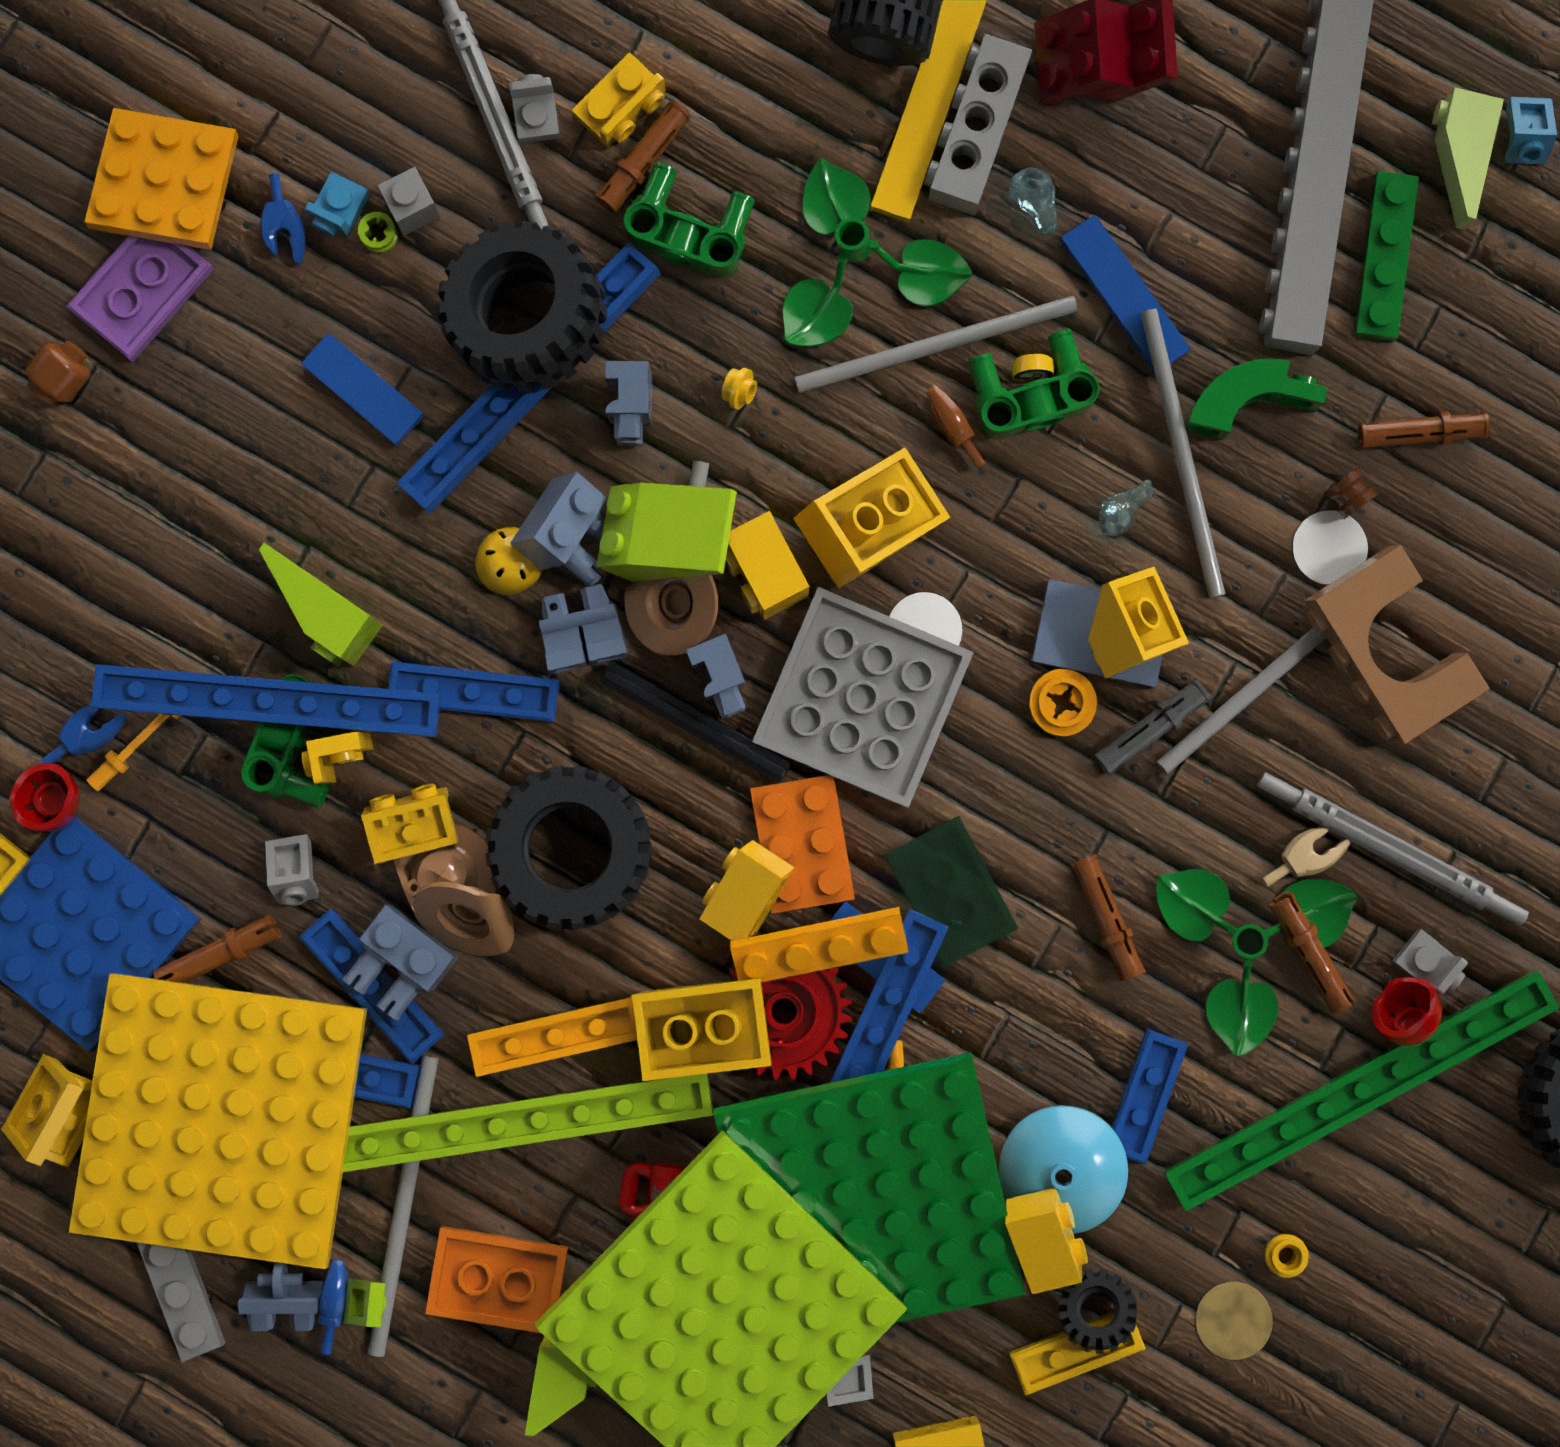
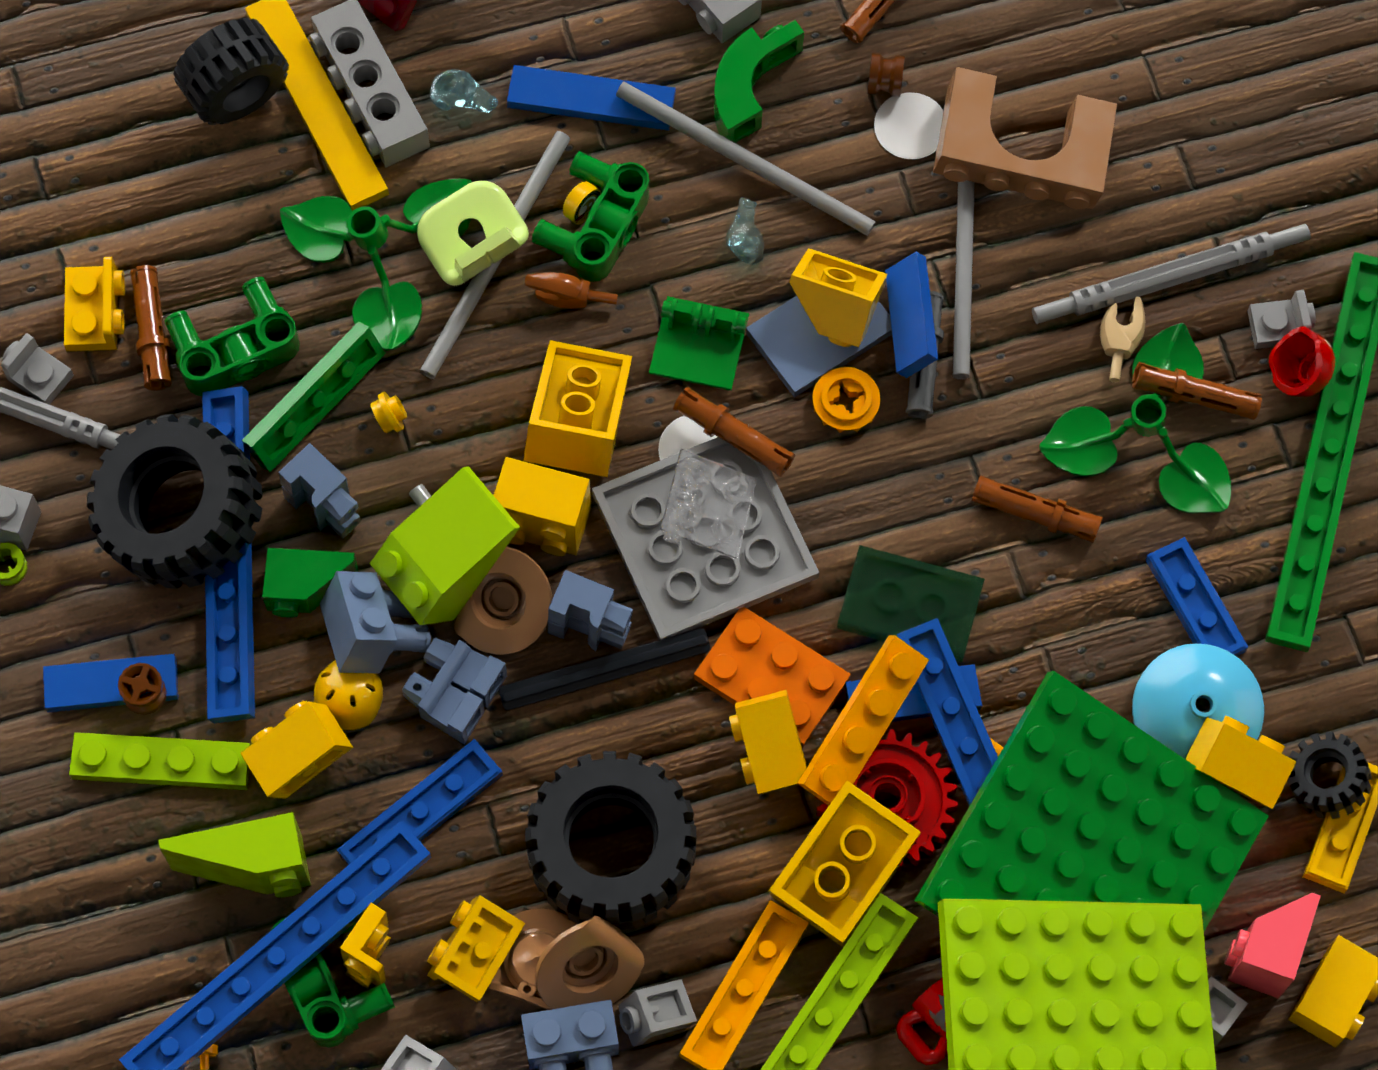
camera: 45 degrees left, 15 degrees down
(341, 479) = (159, 761): none -> lime plate
(367, 410) = (138, 680): none -> reddish brown wheel
(429, 566) = (295, 749): none -> yellow brick
(482, 991) = (656, 1011): none -> light grey bracket
(557, 448) = (299, 578): none -> green slope
(700, 323) = (314, 396): none -> green plate
(880, 683) = (707, 504): none -> clear hinge
(929, 1385) = (1272, 947): none -> coral slope
(955, 649) = (738, 434): none -> dark orange pin
(962, 316) = (449, 253): none -> yellowish green piece
(1005, 555) = (698, 343): none -> green hinge
(1170, 691) = (911, 315): none -> blue tile

